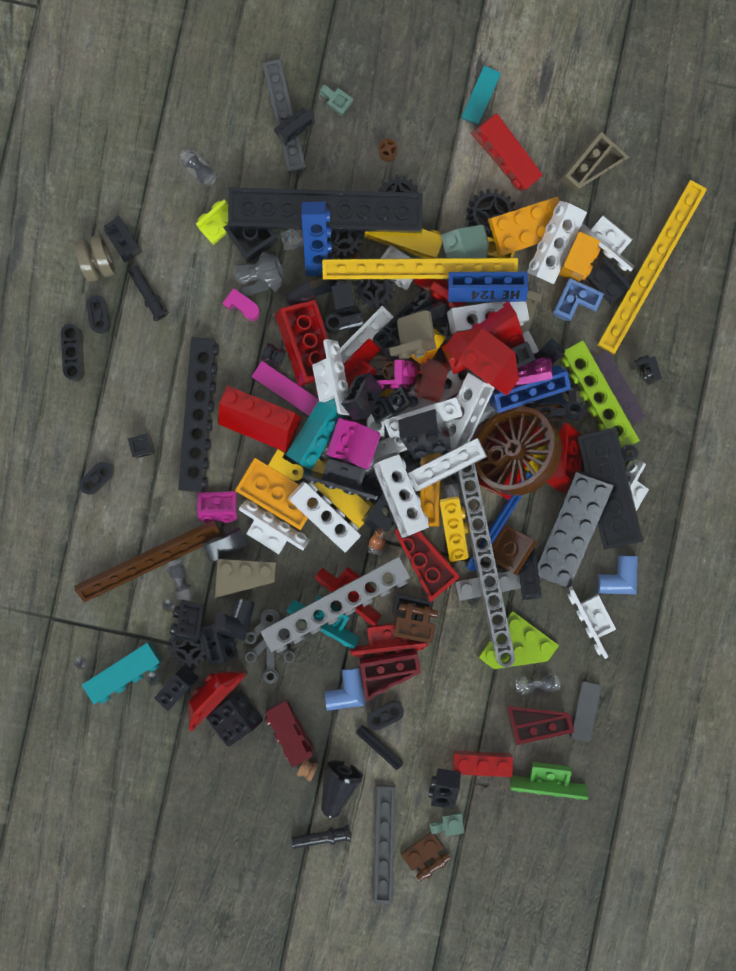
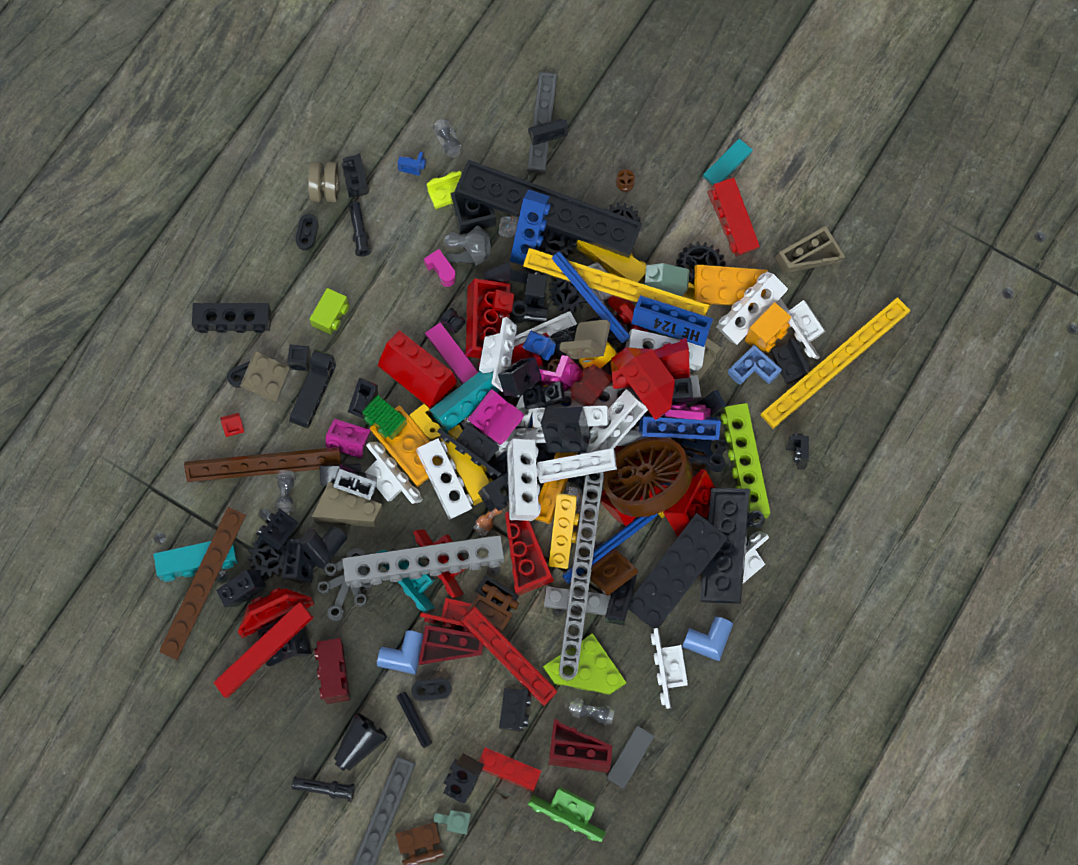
camera: 15 degrees right, 15 degrees down
(30, 433) = (204, 311): none -> black brick
(68, 344) = (269, 248): black beam -> none
(104, 533) = (232, 424): none -> red plate
(116, 476) = (264, 376): none -> dark tan plate
(138, 695) = (202, 583): none -> reddish brown plate
(152, 388) = (329, 311): none -> lime brick
(167, 472) = (314, 388): none -> black beam
(173, 209) = (412, 166): none -> blue bracket
(197, 348) = (386, 291): black brick -> none
(218, 464) = (363, 395): none -> black slope
(219, 737) = (263, 650): none -> red tile
(242, 551) = (355, 482): none -> brick
(245, 477) = (384, 417): none -> green brick
(307, 770) = (335, 714): medium nougat wheel -> none
(315, 321) = (502, 301): none -> red plate
(338, 100) = (595, 124): sand green plate -> none
(367, 353) = (539, 345): none -> blue bracket
(400, 289) = (590, 296): none -> blue axle
(445, 663) = (508, 656): none -> red tile
(466, 705) = (514, 709): none -> black bracket
(619, 388) = (768, 461): clear purple tile -> none

